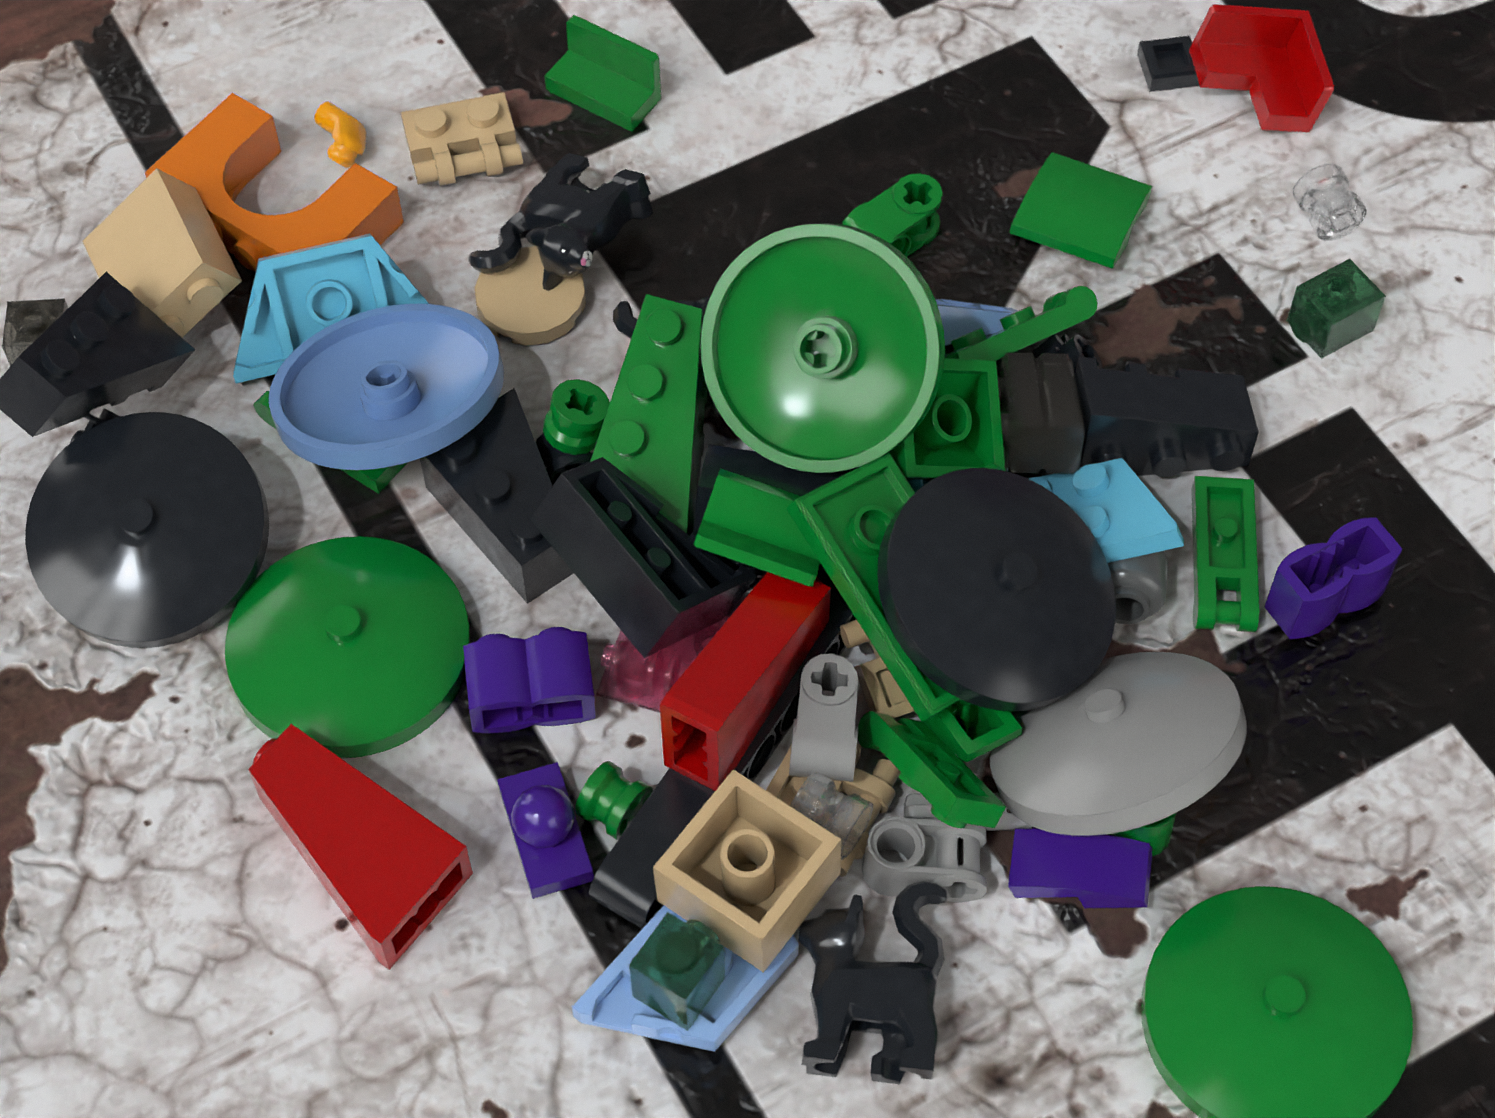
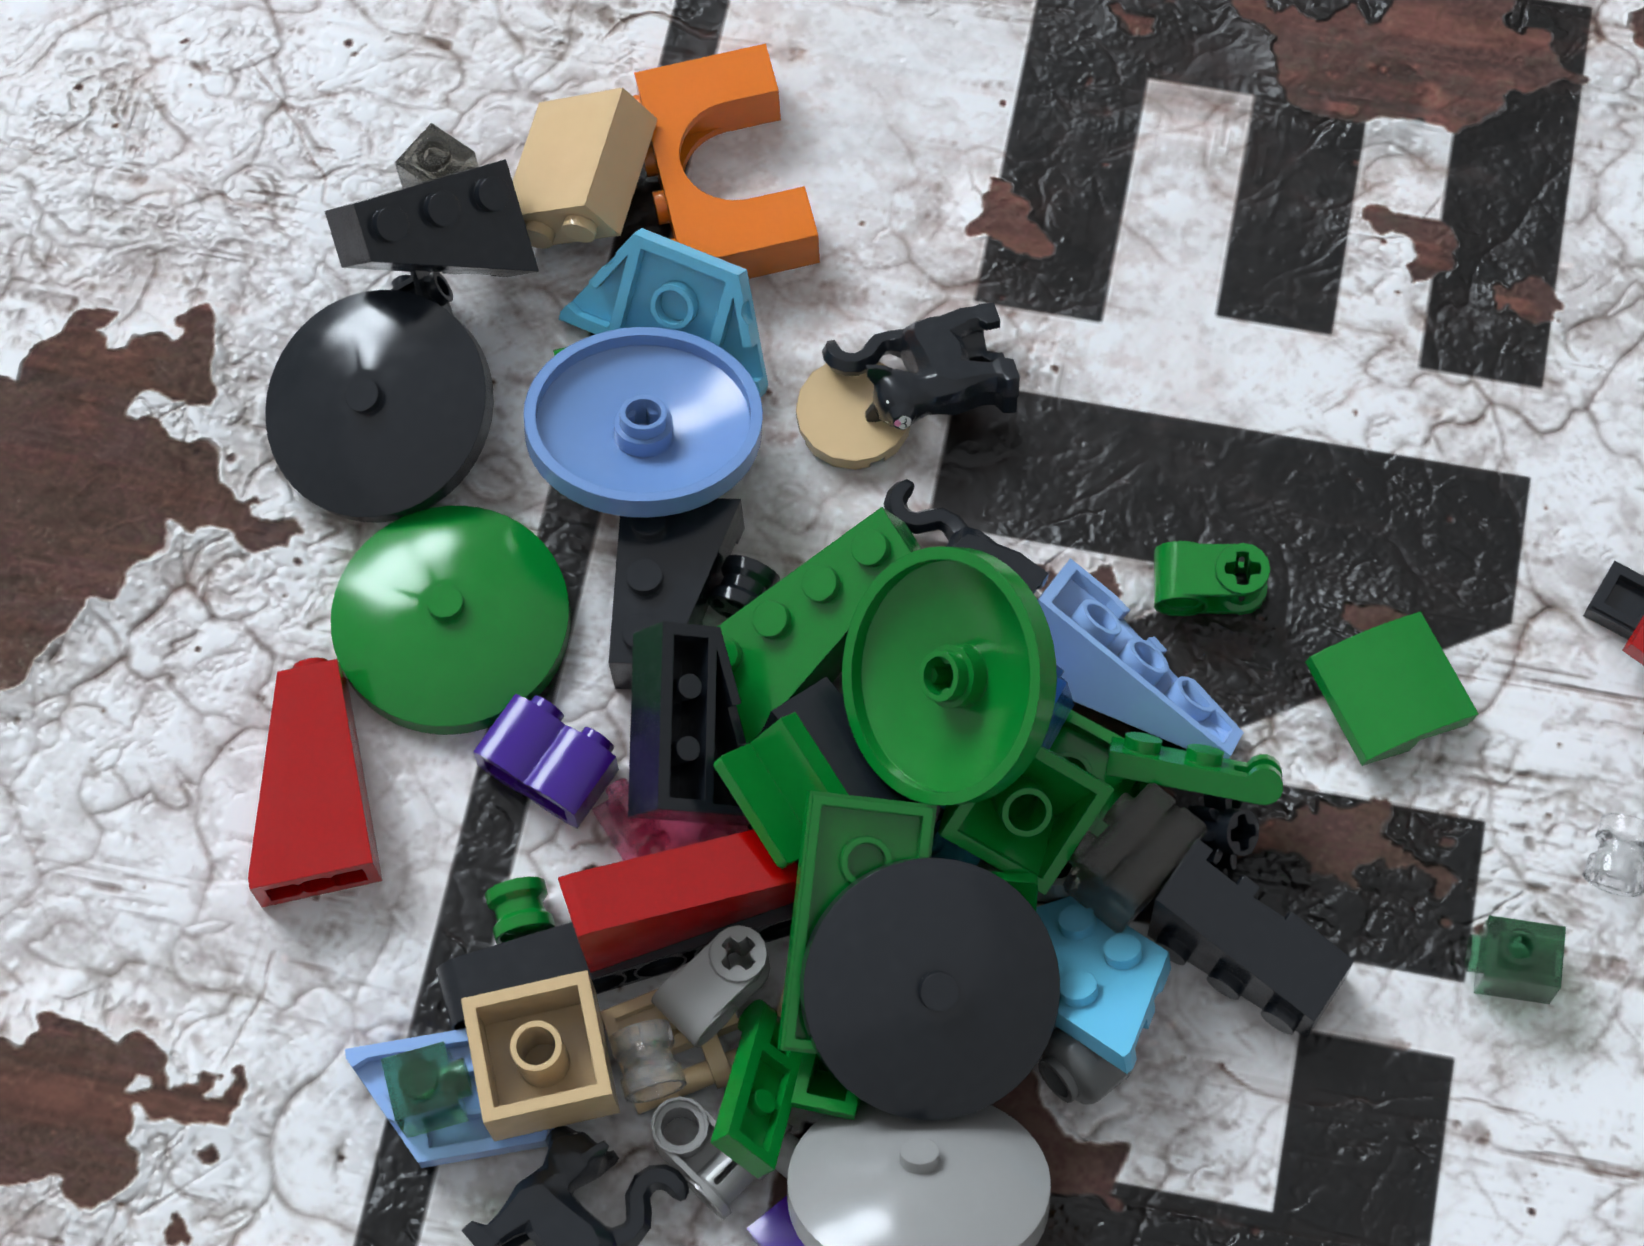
camera: 45 degrees right, 10 degrees up
(345, 130) = (840, 145): light orange arm -> none
(461, 139) = (933, 205): tan plate -> none
(545, 830) = (456, 890): dark purple tile -> none
(575, 416) = (753, 576): green wheel -> none
(606, 74) = (1097, 247): green panel -> none
(1224, 552) = (1196, 1098): green plate -> none
(1332, 577) = (1267, 1202): dark purple brick -> none

